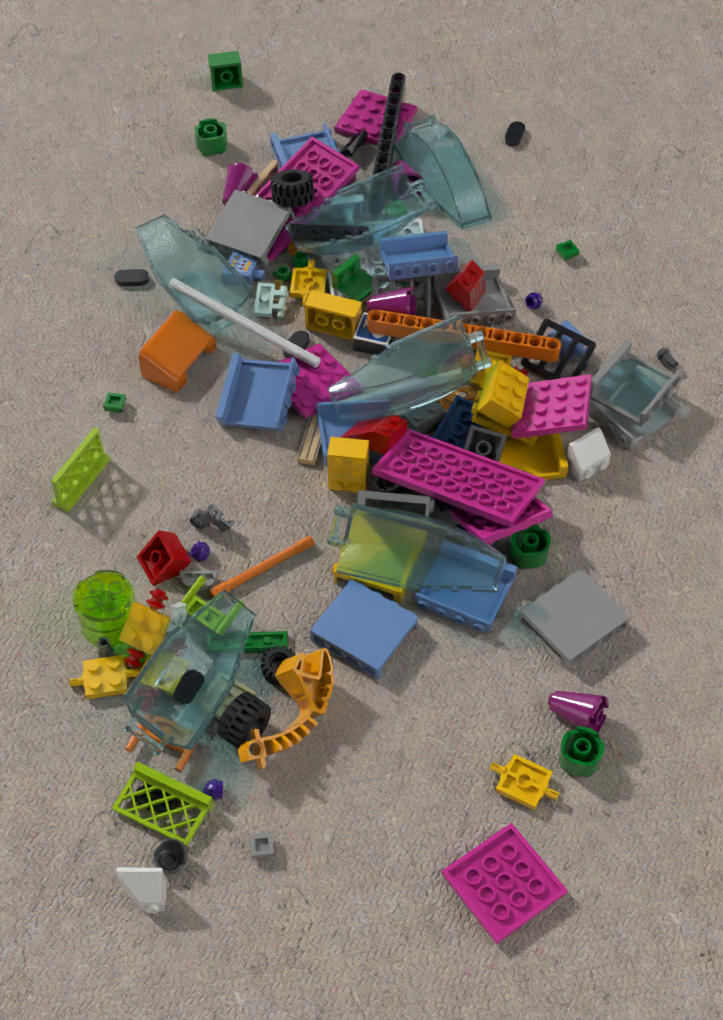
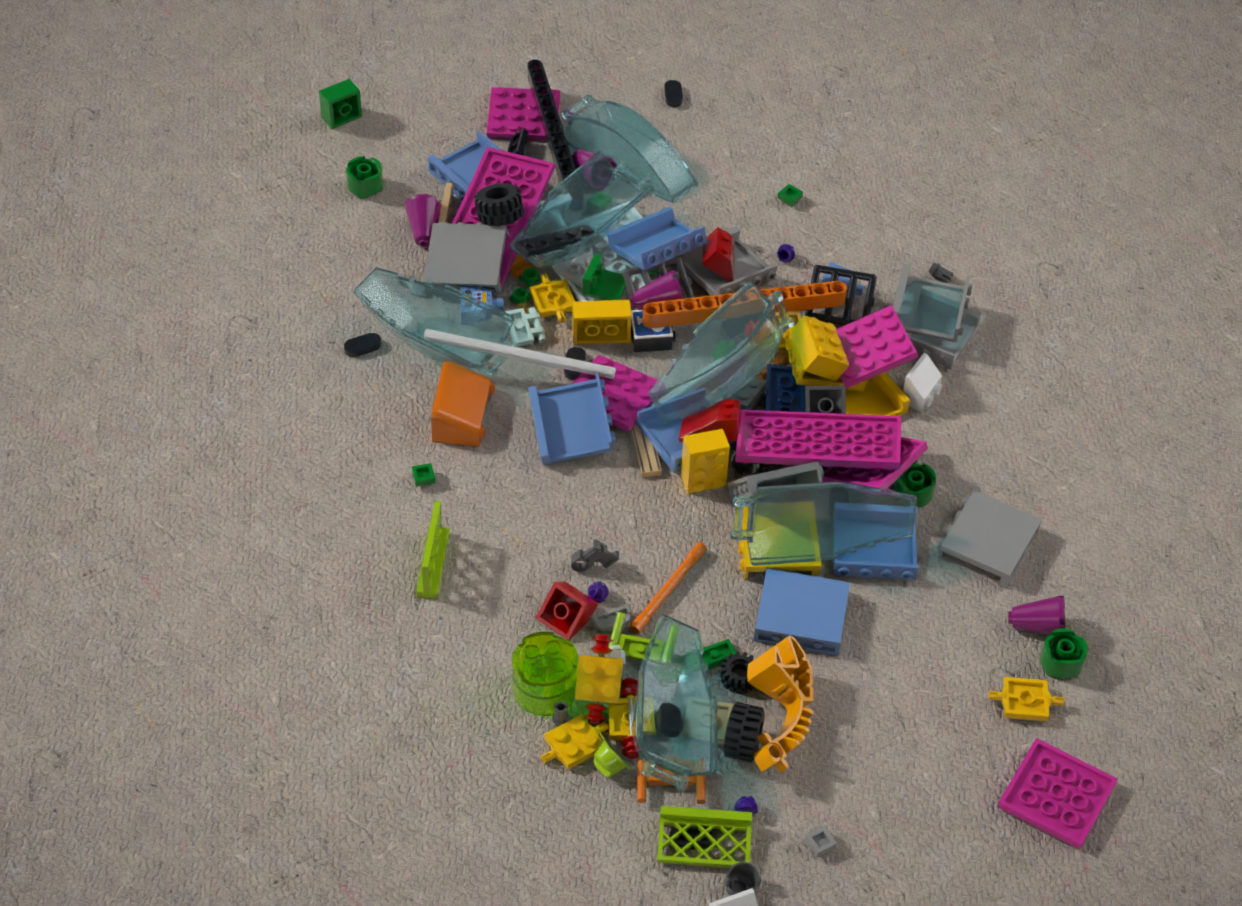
camera: 25 degrees left, 5 degrees down
(116, 704) = (607, 760): none -> lime piece

